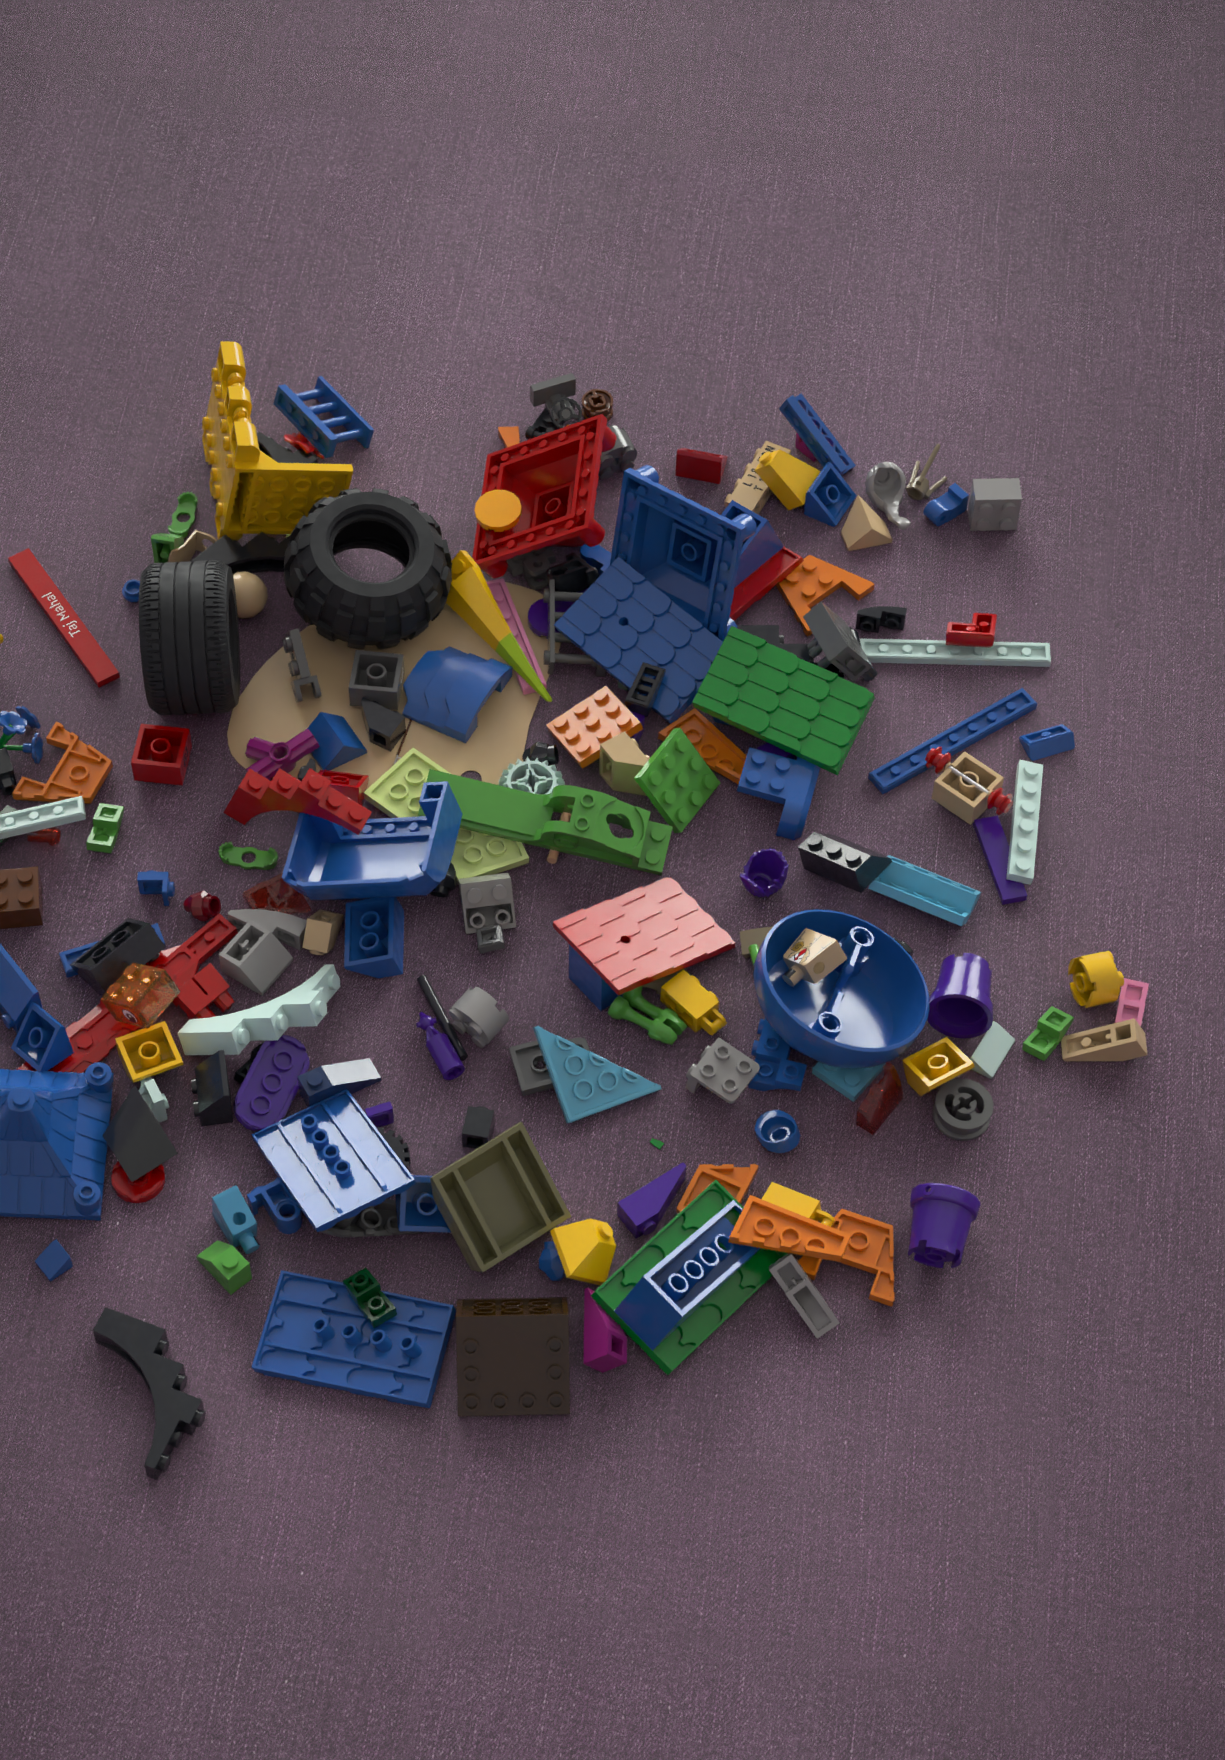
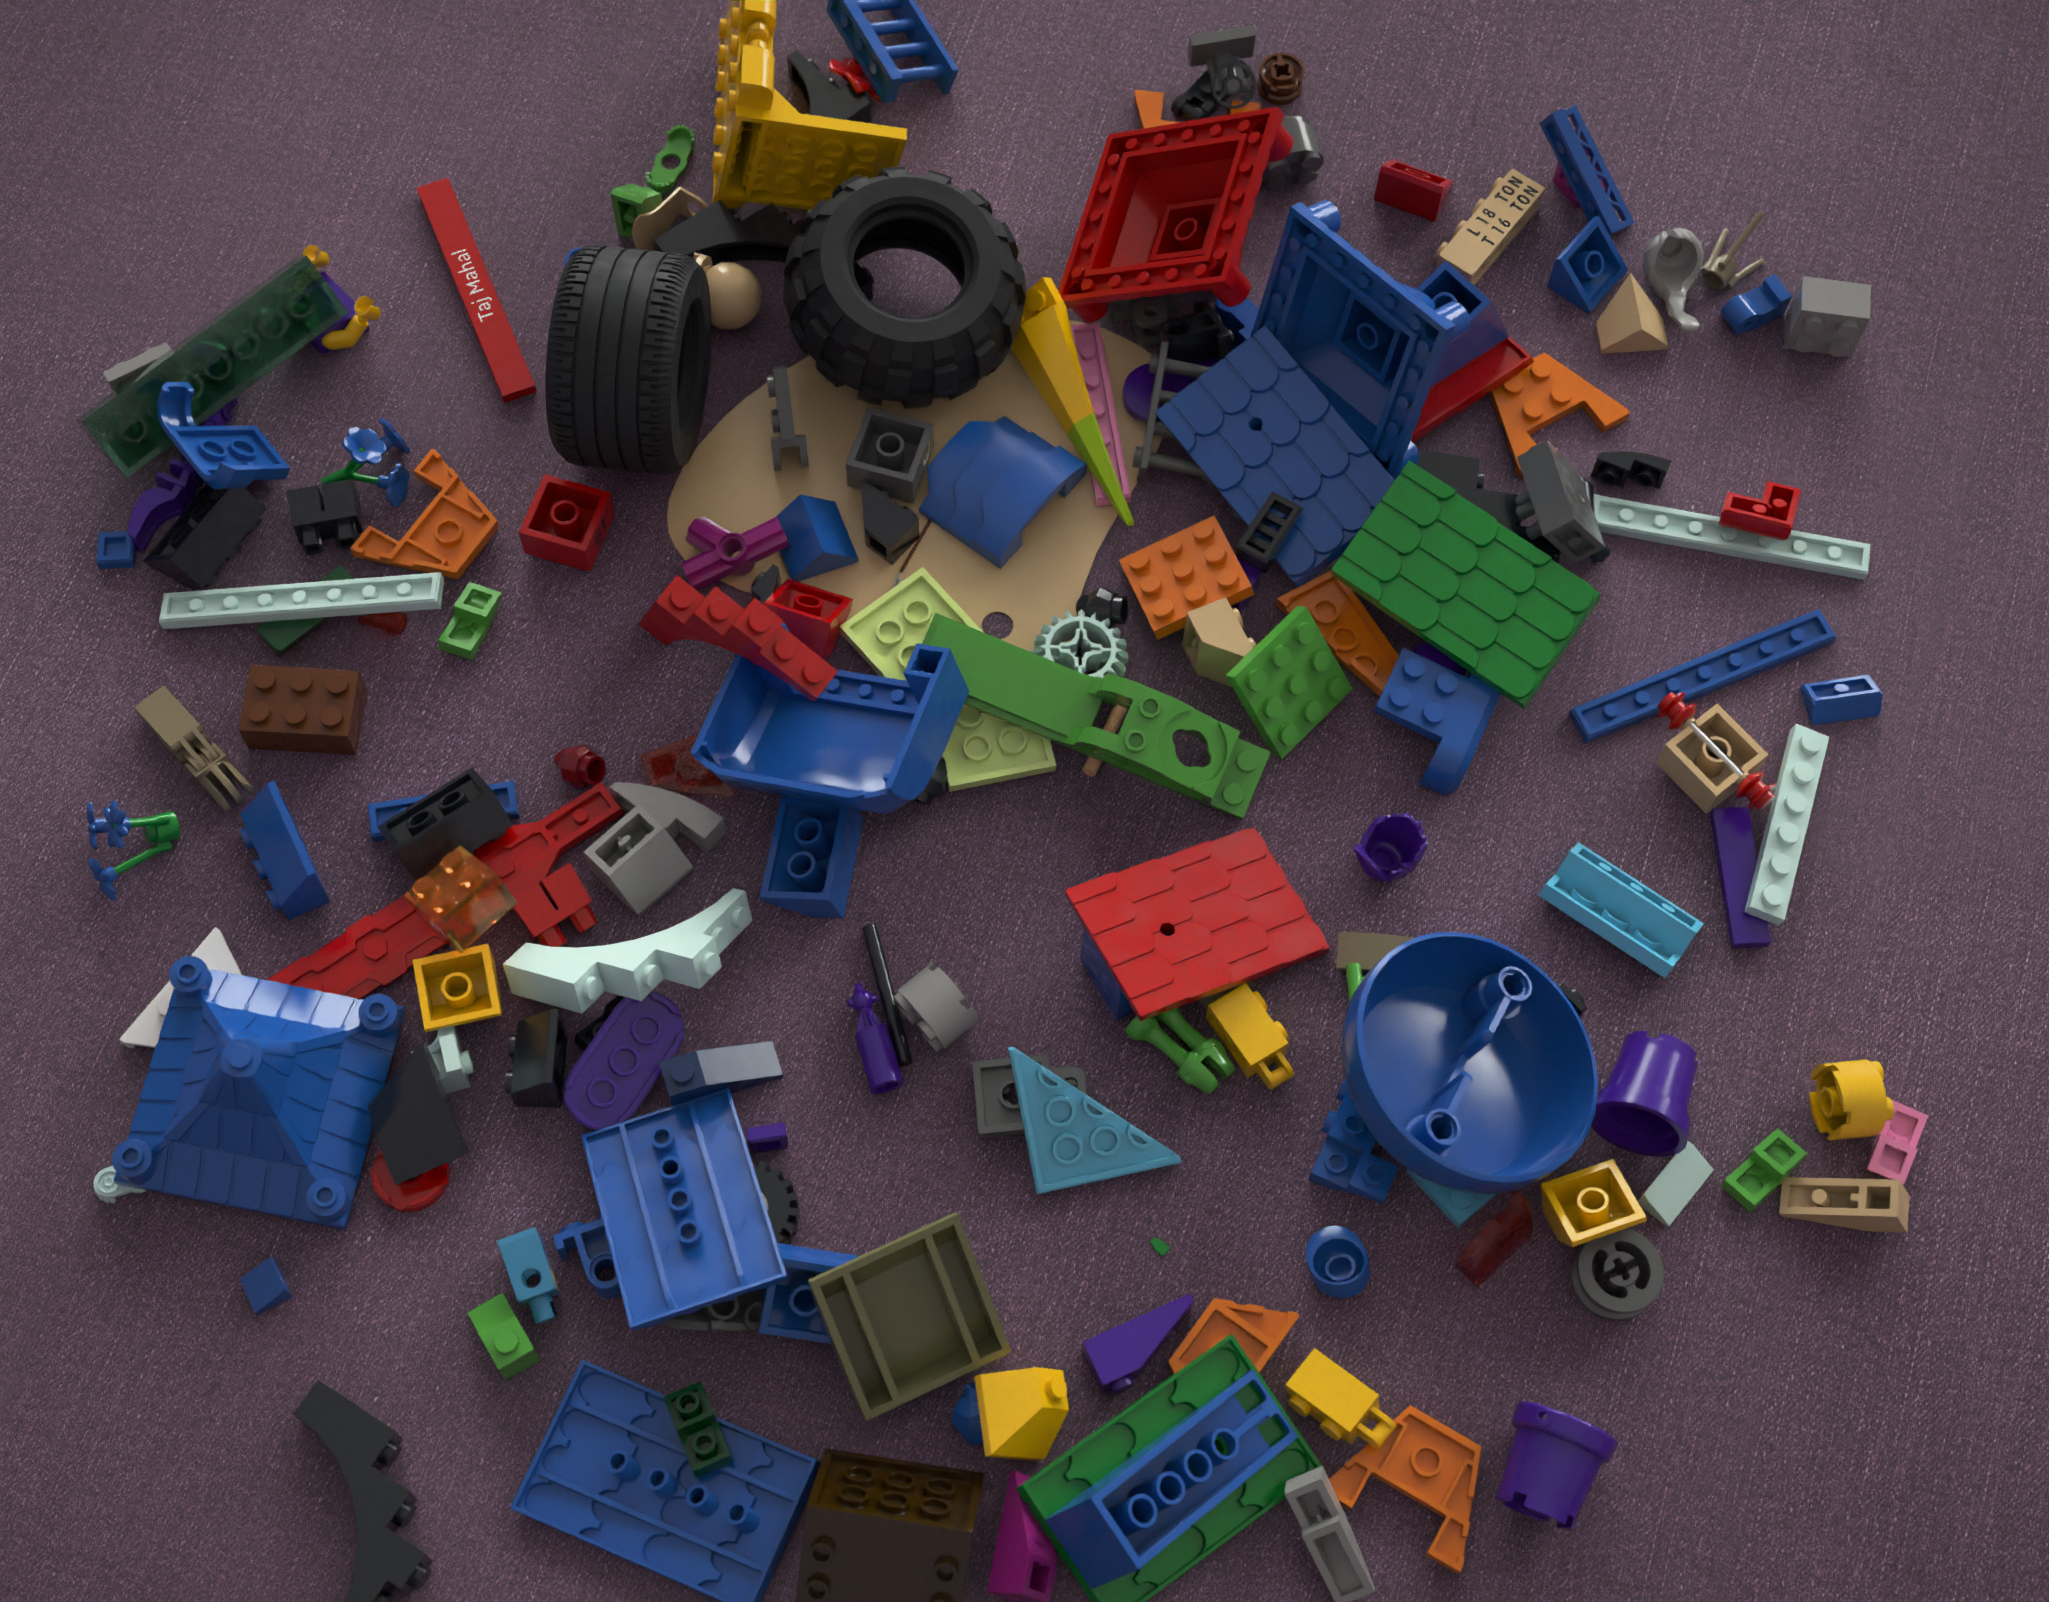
camera: 10 degrees right, 10 degrees up
(41, 1040) = (311, 942): blue slope -> none
(156, 883) = (523, 718): blue bracket -> none
(233, 856) = (640, 690): bright green piece -> none
(322, 931) = (741, 832): tan slope -> none
(477, 1127) = (905, 1181): black brick -> none
(487, 902) = (983, 826): light grey slope -> none
(490, 938) = (978, 882): dark grey tile -> none
(498, 510) = (1106, 225): light orange tile -> none
(722, 1071) = (1274, 1156): light grey bracket -> none
(782, 1230) = (1315, 1438): orange wing -> none
(786, 477) = (1532, 230): yellow slope -> none
(812, 957) = (1434, 1007): tan torso -> none
(842, 860) = (1509, 845): black slope -> none

